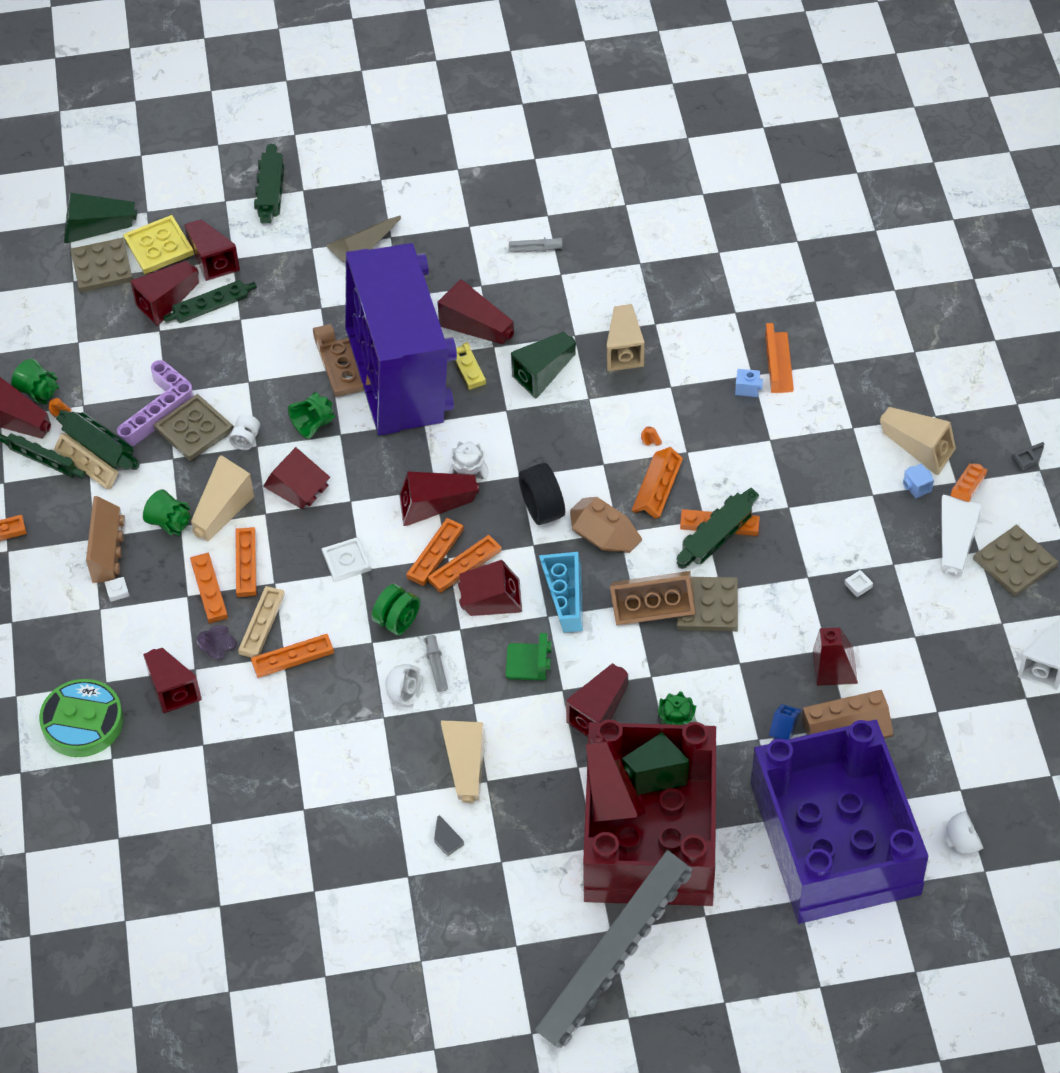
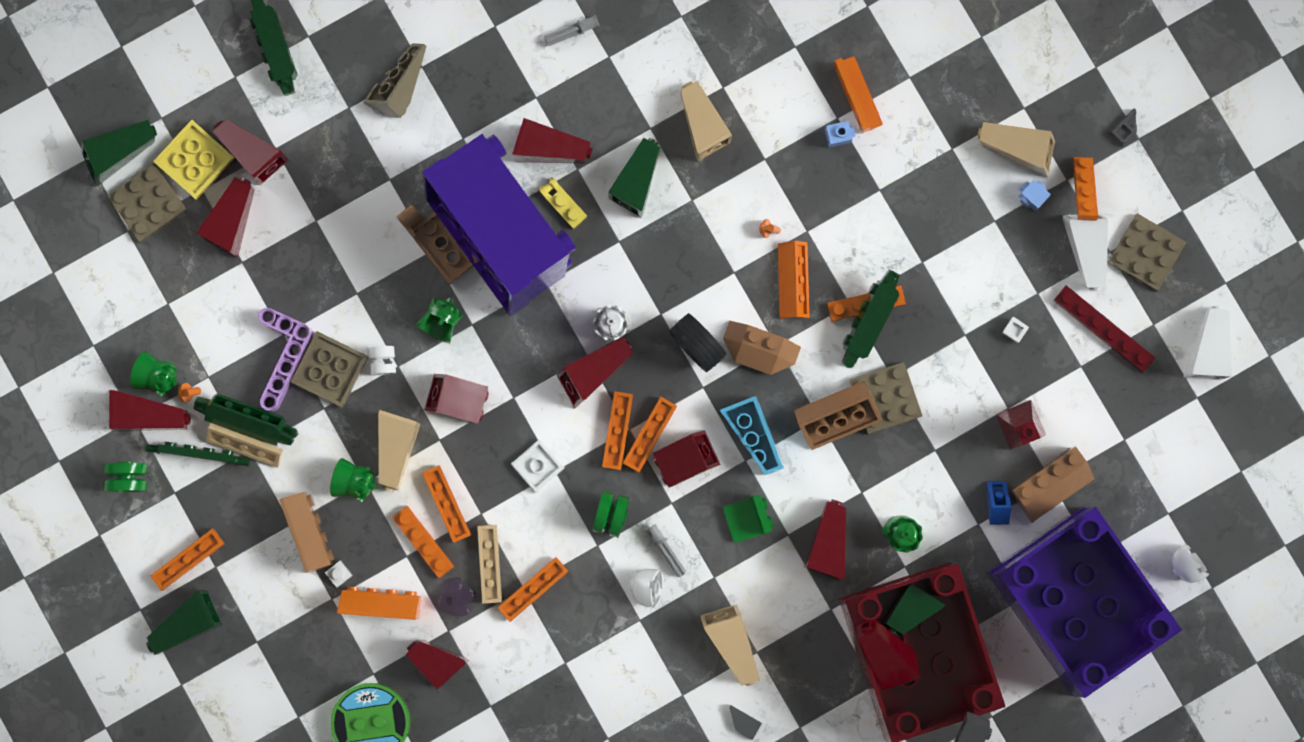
camera: 25 degrees left, 30 degrees up
(141, 621) = (379, 604): none -> orange slope
(209, 301) = (277, 212): dark green plate -> none
(950, 611) = (1104, 329): none -> dark red plate

